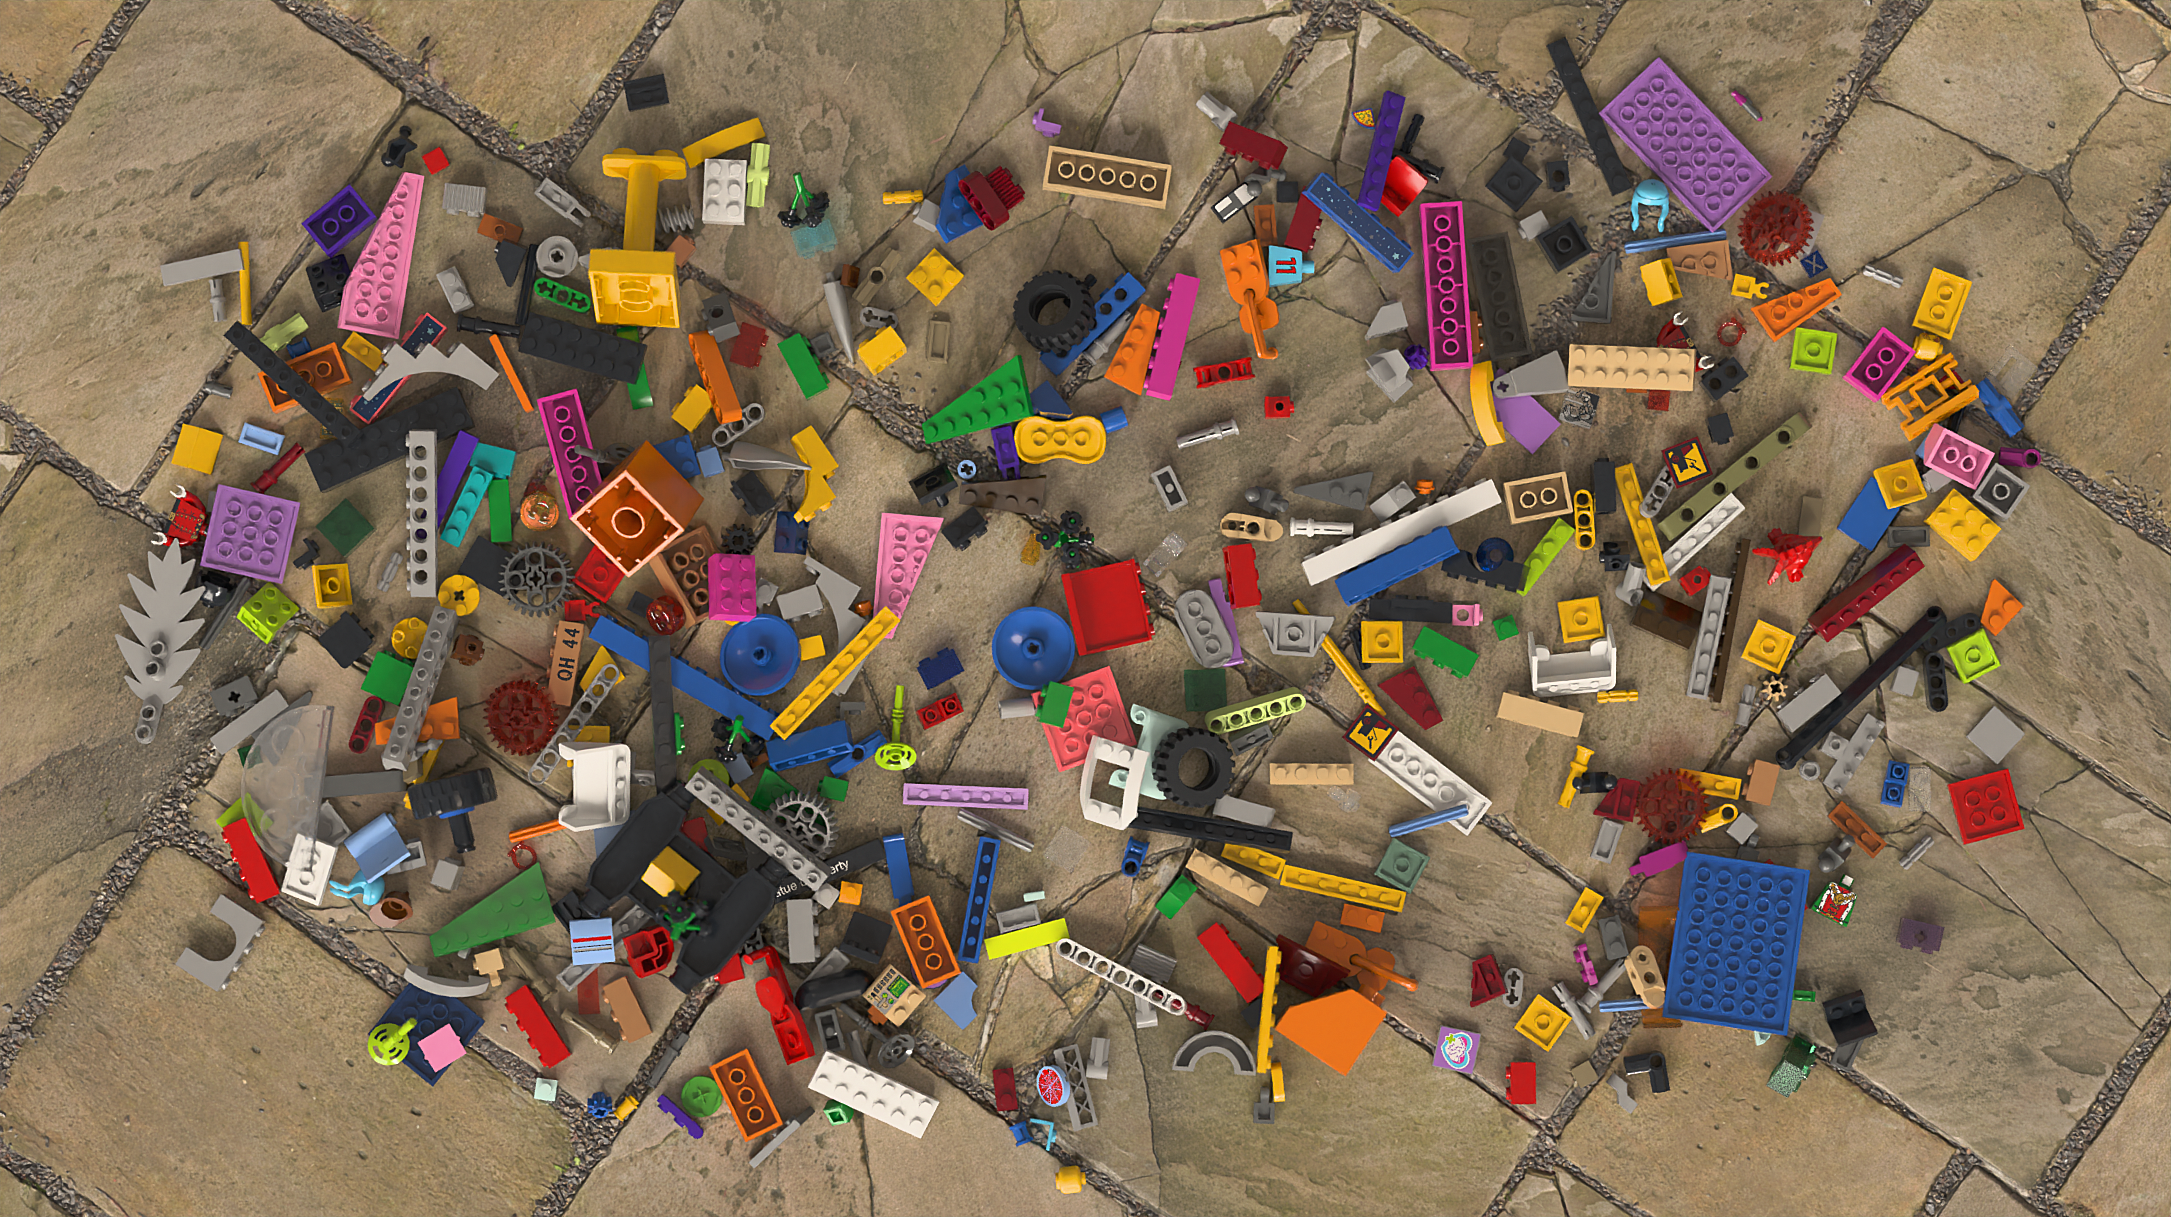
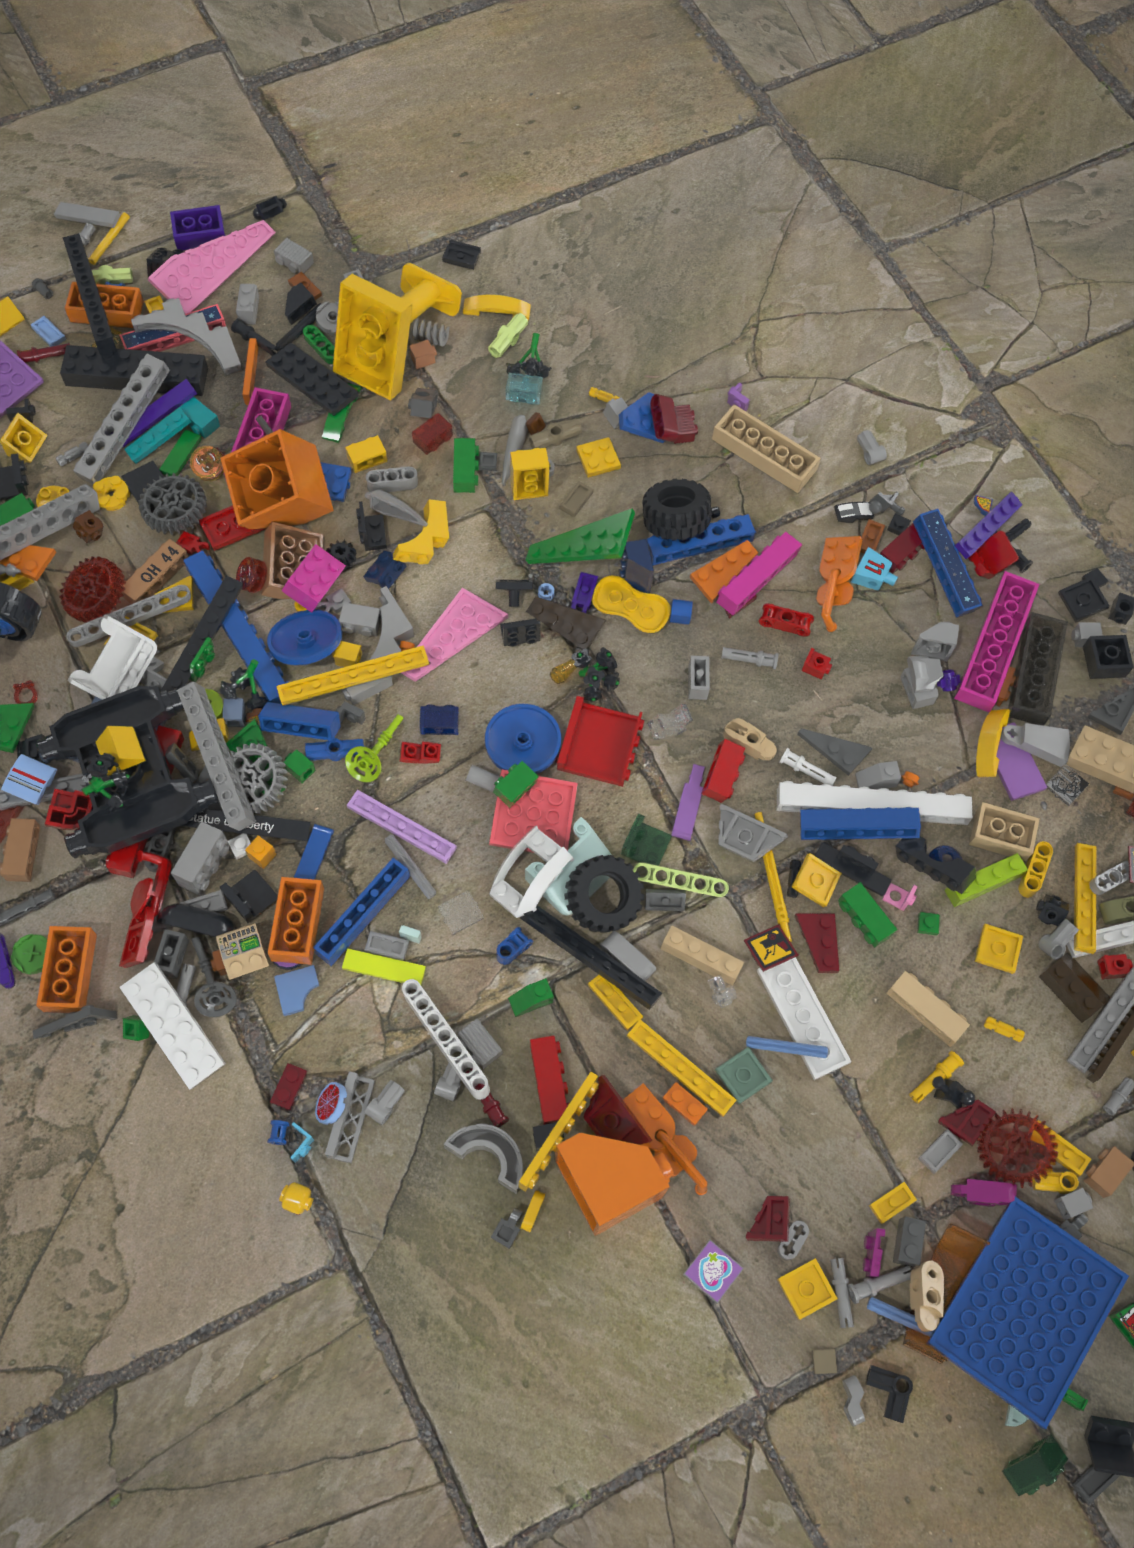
camera: 30 degrees right, 20 degrees down
(346, 528) = (62, 409): clear green brick -> none
(435, 161) = (290, 229): red tile -> none
(535, 830) = (49, 680): orange axle -> none
(639, 604) = (235, 560): black plate -> none
(710, 461) = (354, 492): medium blue brick -> none
(715, 377) = (394, 436): orange beam -> none
(725, 191) = (477, 332): white brick -> none
(1102, 344) = (699, 556): light grey pin -> none
(1203, 628) = (670, 797): light grey tile -> none
(1226, 877) = (583, 1004): tan brick -> none
(1253, 146) = (890, 476): dark red brick -> none
(1266, 500) = (773, 725): dark grey piece -> none
(1521, 1082) = (761, 1336): red brick -> none
(1573, 671) = (974, 990): white windscreen -> none
(1603, 486) = (1066, 848): black brick -> none

